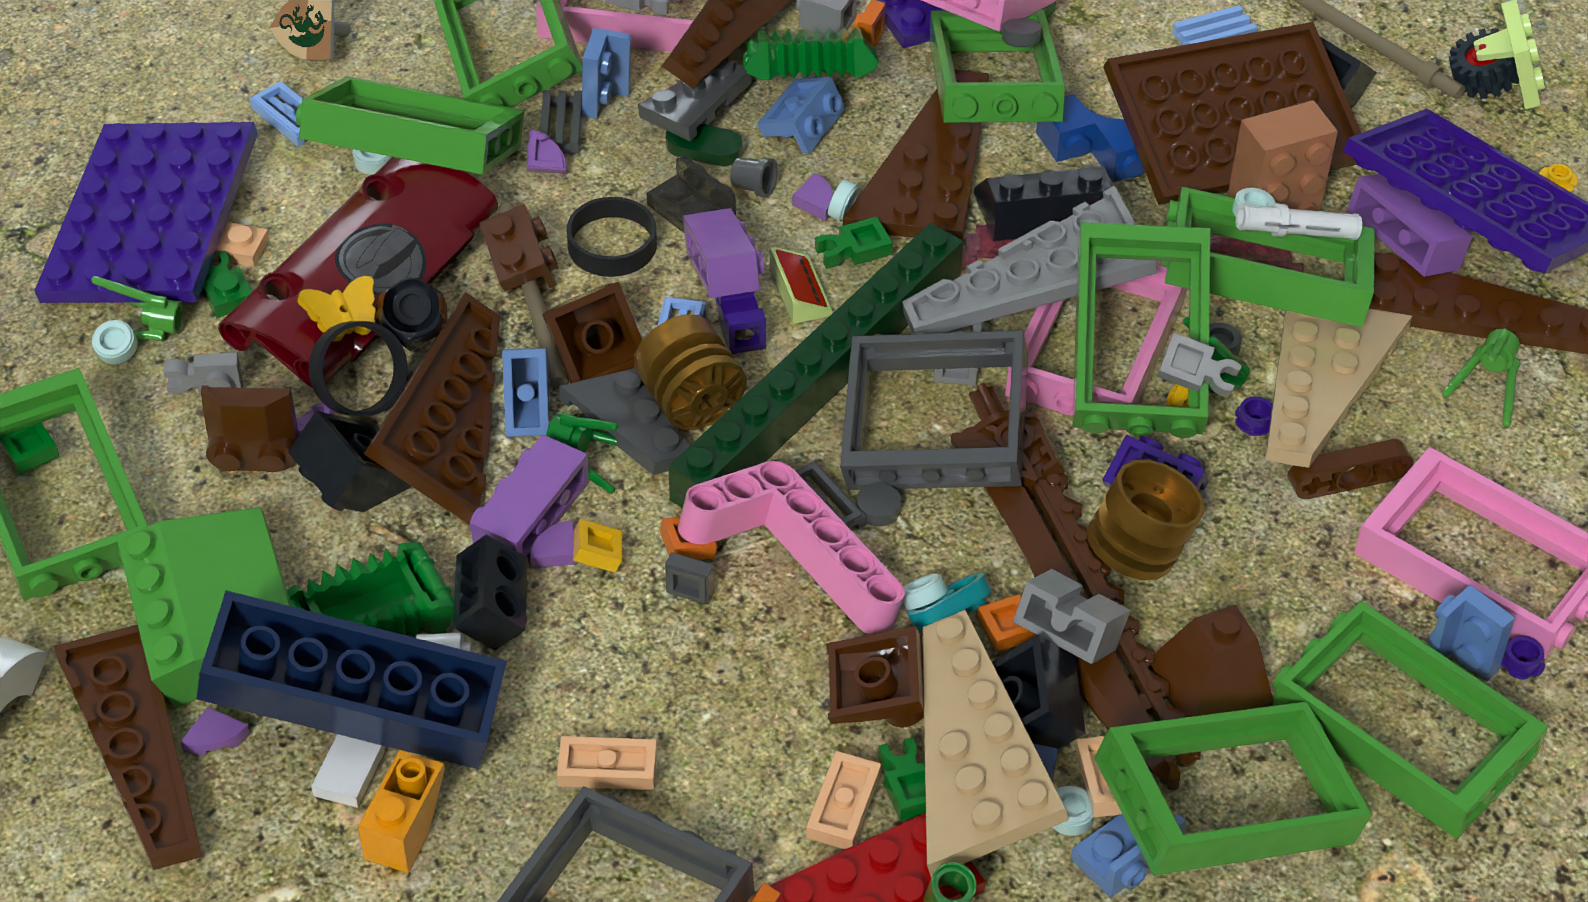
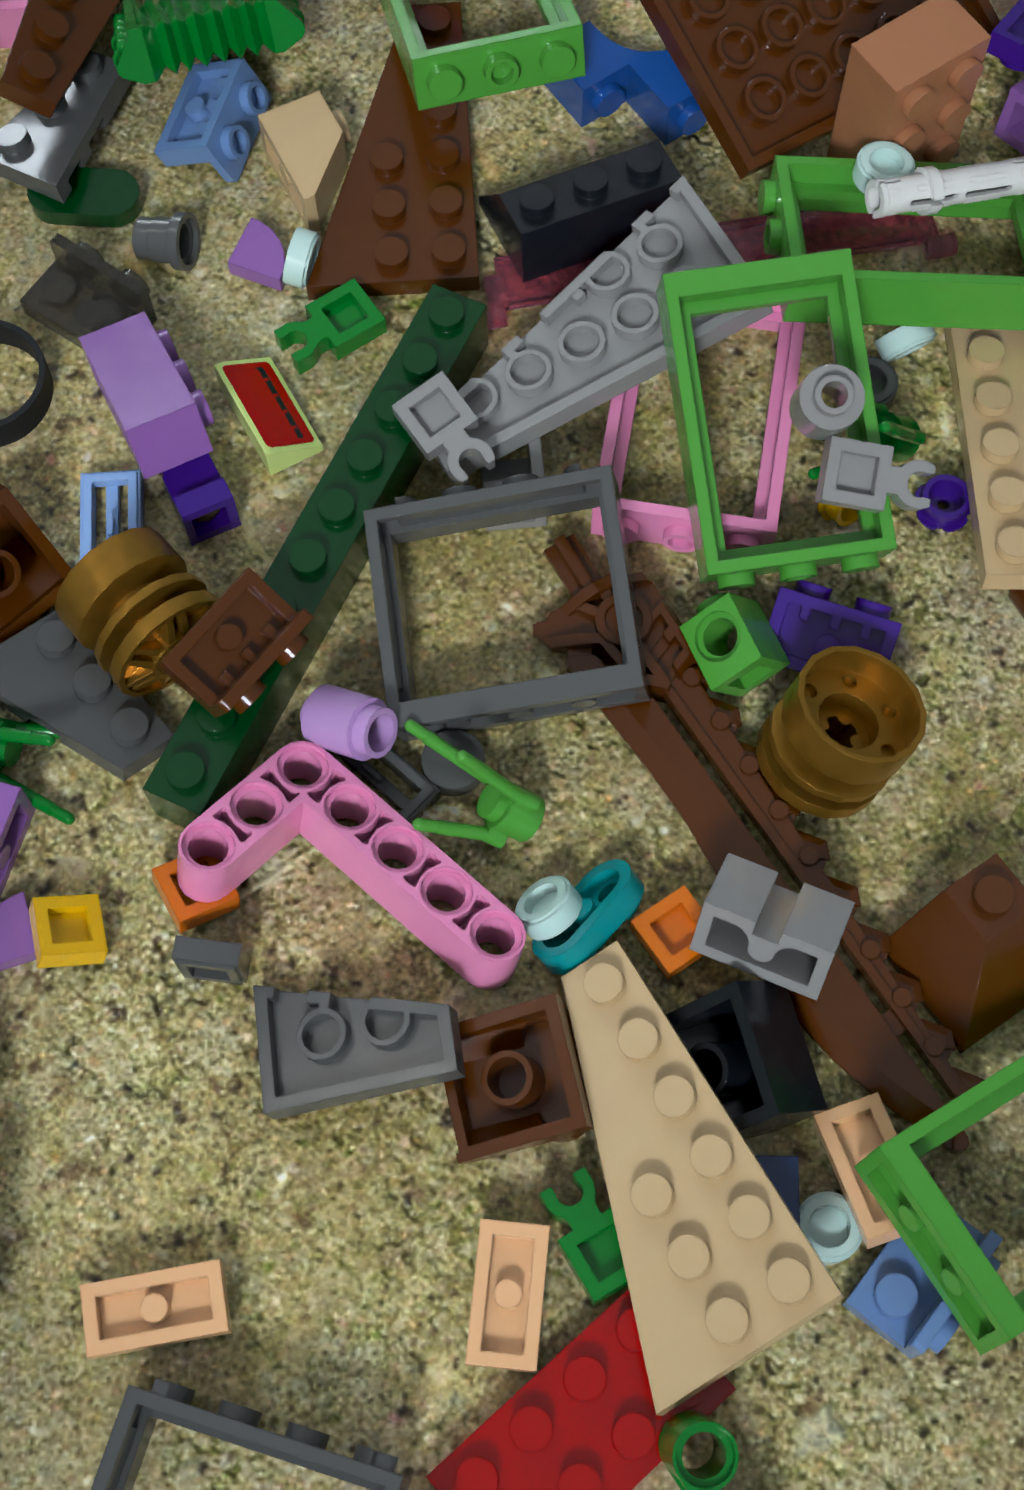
camera: 10 degrees left, 20 degrees up
(749, 388) = (236, 644): none -> reddish brown bracket
(765, 642) = (347, 1050): none -> dark grey wing
(814, 456) = (348, 723): none -> lavender brick
(861, 141) = (307, 153): none -> tan slope
(909, 528) = (503, 805): none -> bright green plant
(917, 296) = (440, 423): none -> light grey plate
(1086, 463) = (756, 651): none -> bright green brick
(1173, 310) = (810, 412): none -> light grey brick
(1251, 317) = (903, 342): none -> light aqua tile

